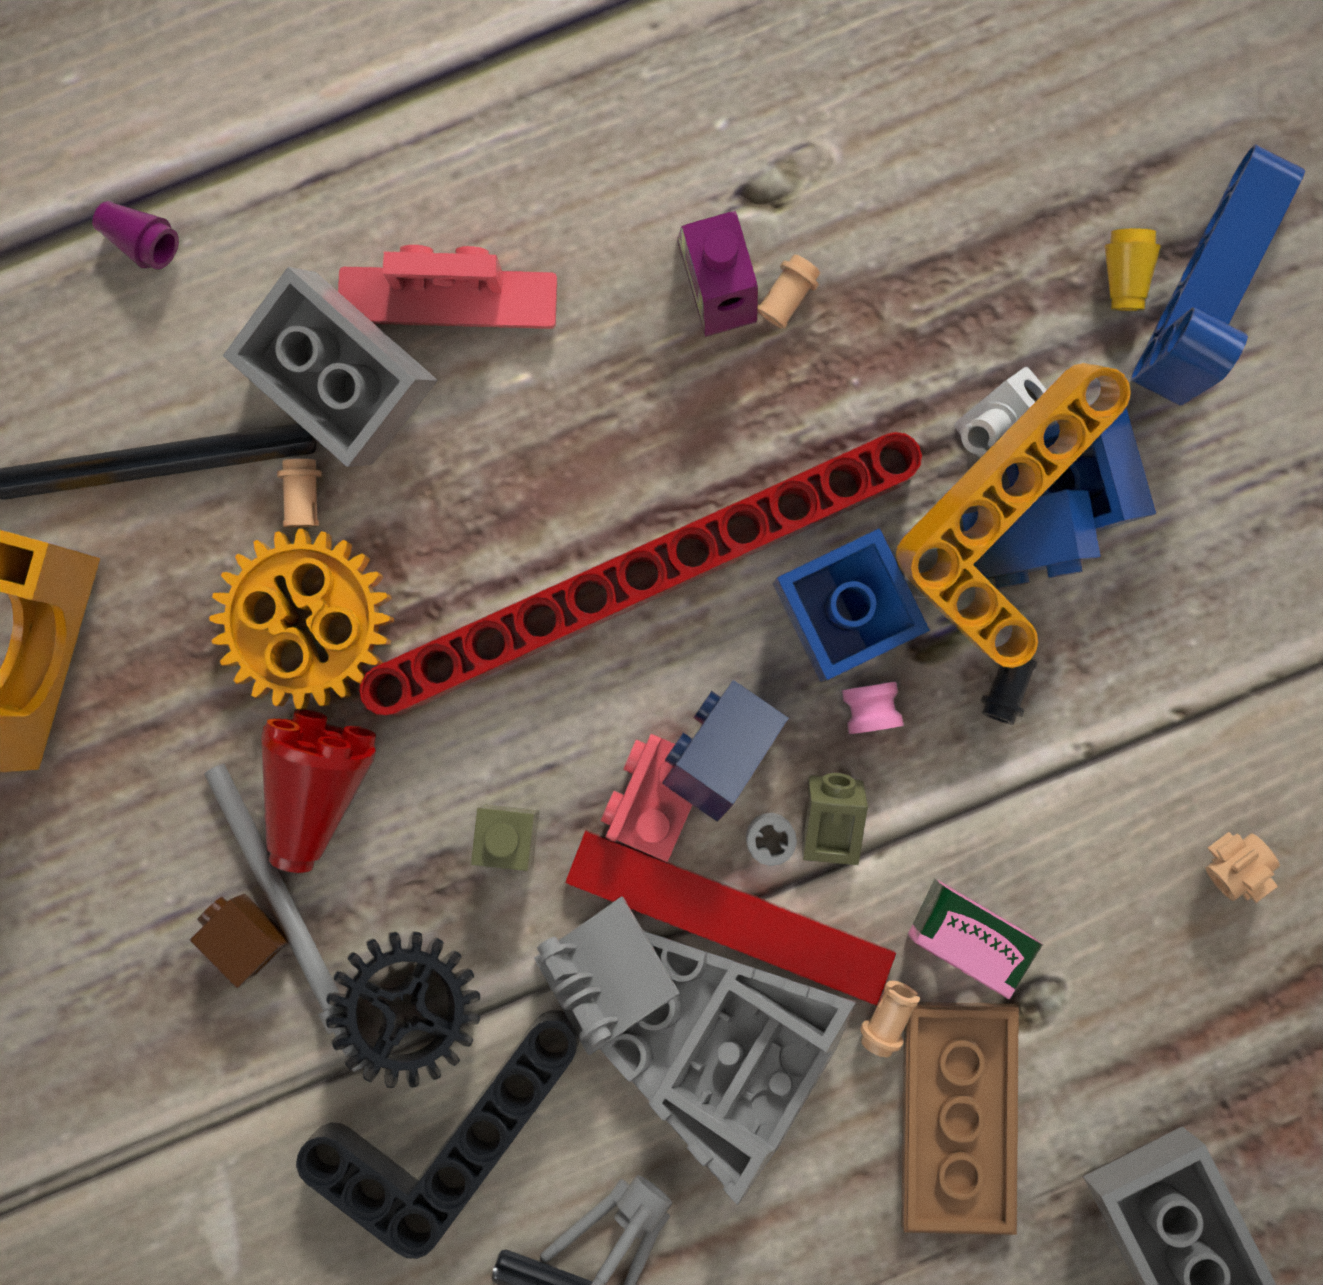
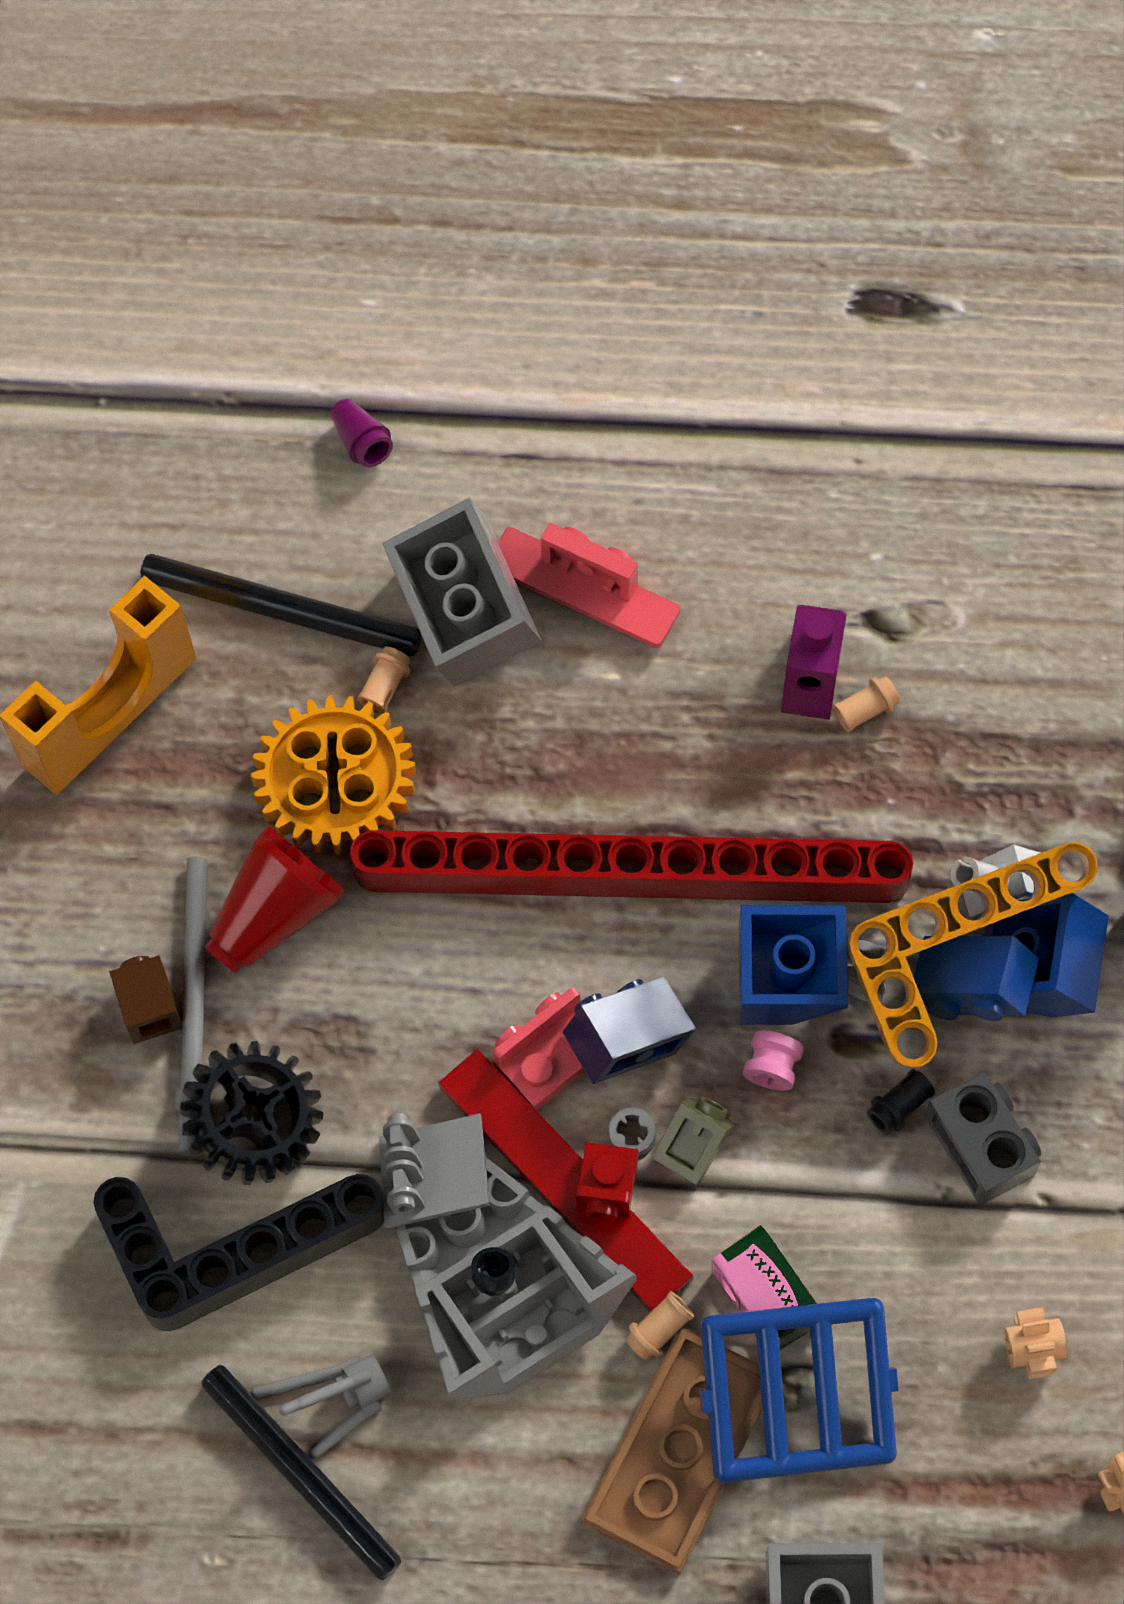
camera: 25 degrees right, 20 degrees down
(505, 837) = (409, 1018): olive brick -> none
(721, 1044) = (500, 1268): none -> black hinge
(776, 909) = (606, 1181): none -> red bracket
(1002, 993) = (766, 1324): none -> blue bar
(1100, 699) = (970, 1142): none -> dark grey brick

